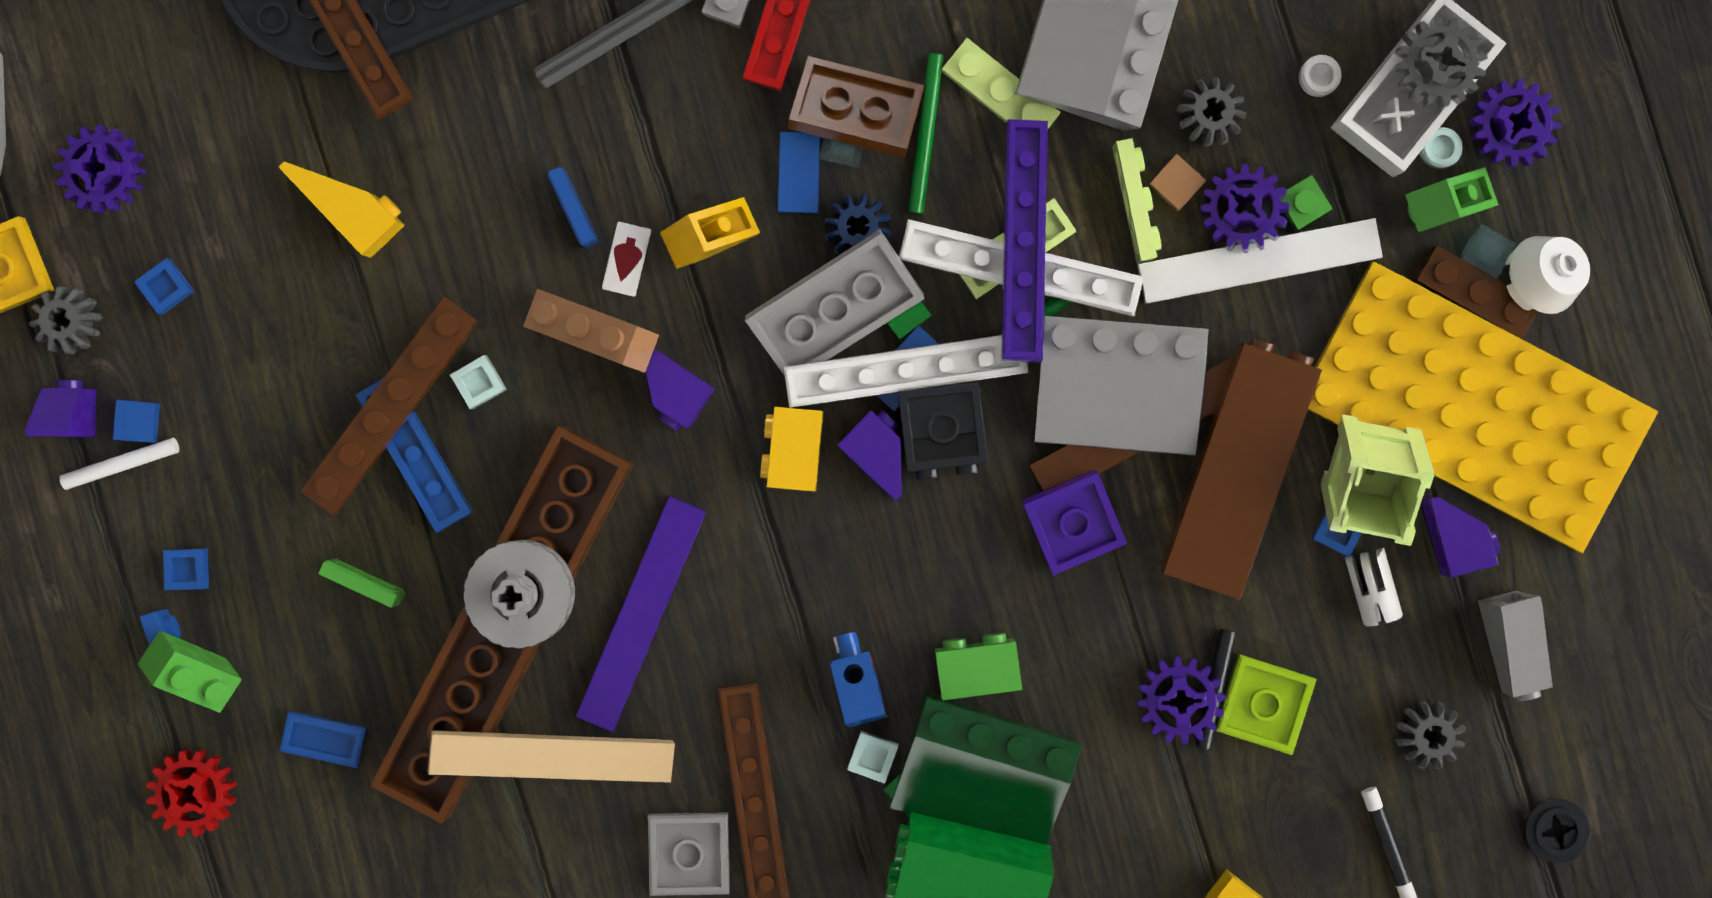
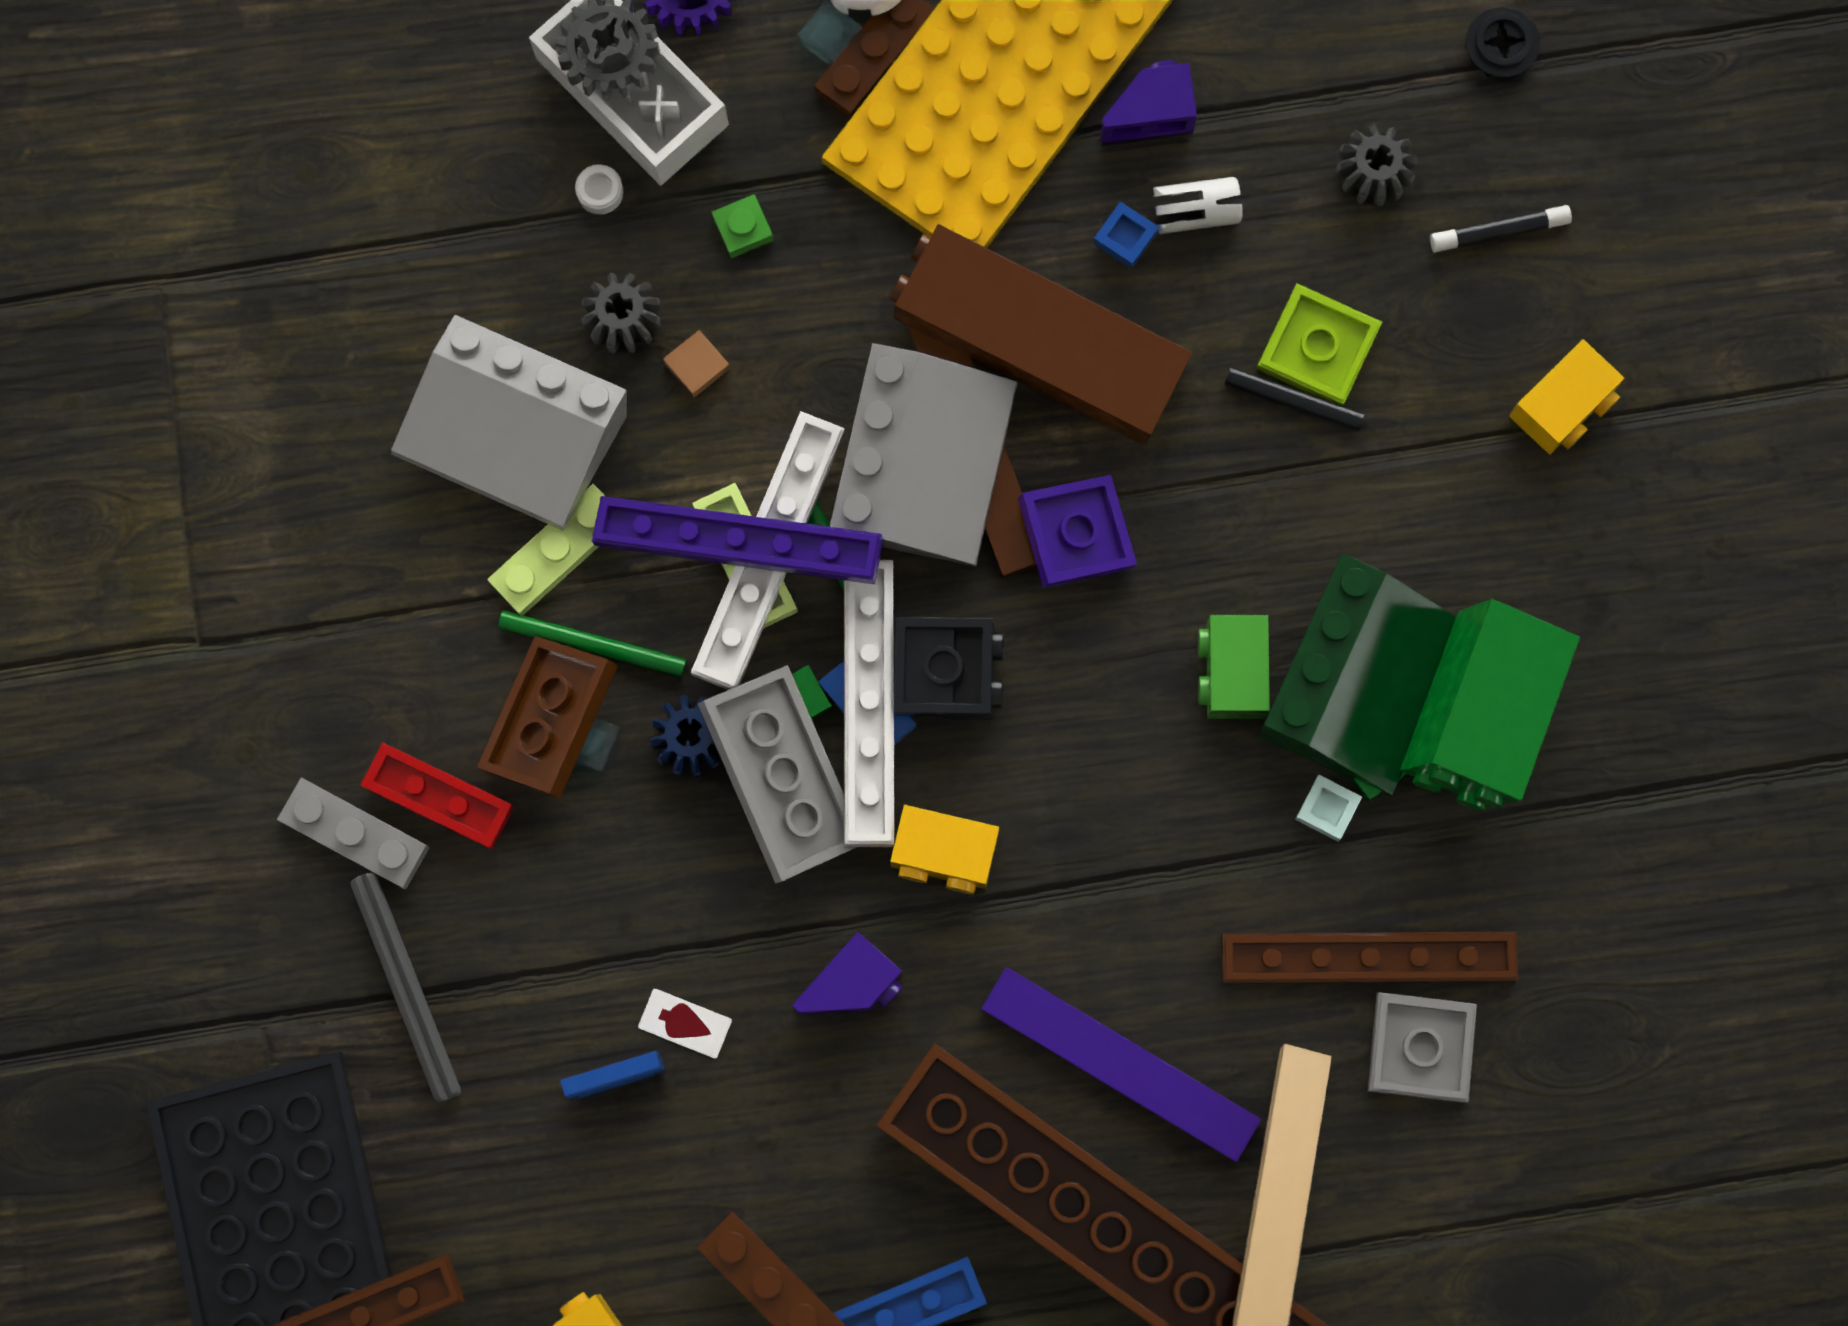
camera: 80 degrees left, 10 degrees down
(478, 382) = (808, 1227): light aqua tile -> none
(504, 569) = (1109, 1186): light grey piece -> none
(591, 330) = (765, 1069): medium nougat brick -> none
(709, 232) = (669, 914): yellow slope -> none
(798, 173) = (614, 799): blue tile -> none
(858, 701) = (1258, 811): blue torso -> none
(877, 450) = (962, 749): dark purple slope -> none
(1136, 200) = (710, 411): yellowish green plate -> none
(1200, 699) = (1280, 437): dark purple gear -> none
(1257, 195) = (723, 298): dark purple gear -> none
(1279, 258) = (802, 283): white tile -> none
(1376, 480) = (1093, 176): yellowish green container -> none
(1442, 149) = (707, 64): light aqua tile -> none
(1451, 199) = (765, 64): bright green slope -> none
(1518, 643) = (1281, 55): light grey slope -> none

